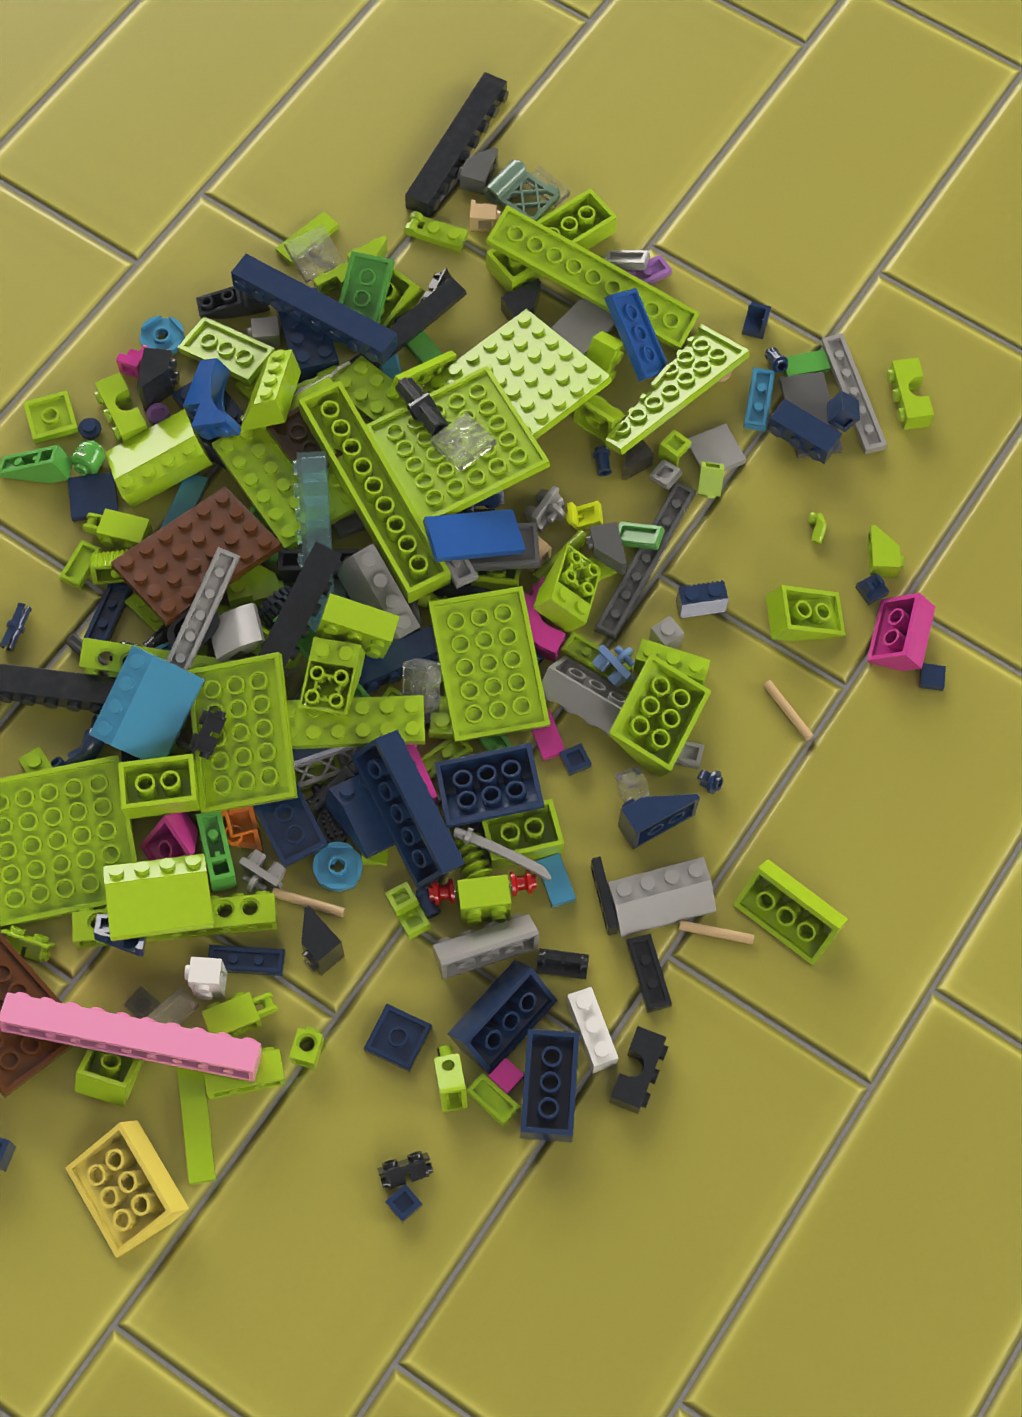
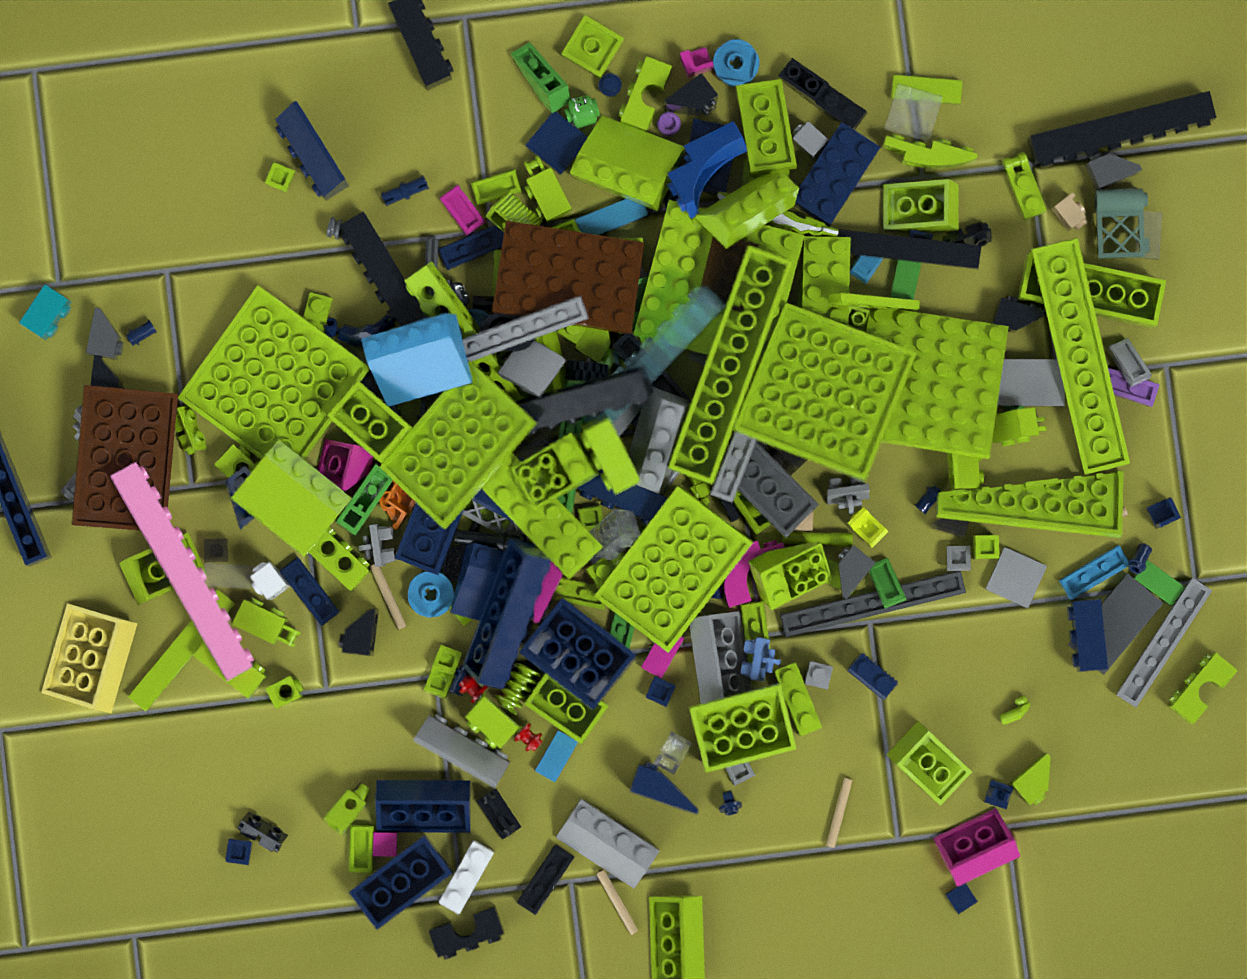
camera: 50 degrees right, 20 degrees up
(72, 601) = (462, 210): none -> dark pink tile
(203, 741) = (443, 417): black hinge -> none
(314, 309) = (852, 169): dark blue brick -> none
(367, 284) = (903, 191): bright green tile -> none
(398, 1037) = (347, 746): dark blue tile -> none
(421, 406) = (832, 337): black piece -> none
(463, 441) = (829, 396): clear plate -> none
(470, 837) = (526, 673): light grey sword -> none
(473, 535) = (759, 473): blue tile -> none
(604, 896) = (573, 801): black tile -> none
(636, 333) = (1058, 436): blue tile -> none
(710, 479) = (982, 597): lime brick -> none
(843, 411) = (1135, 650): dark blue panel -> none

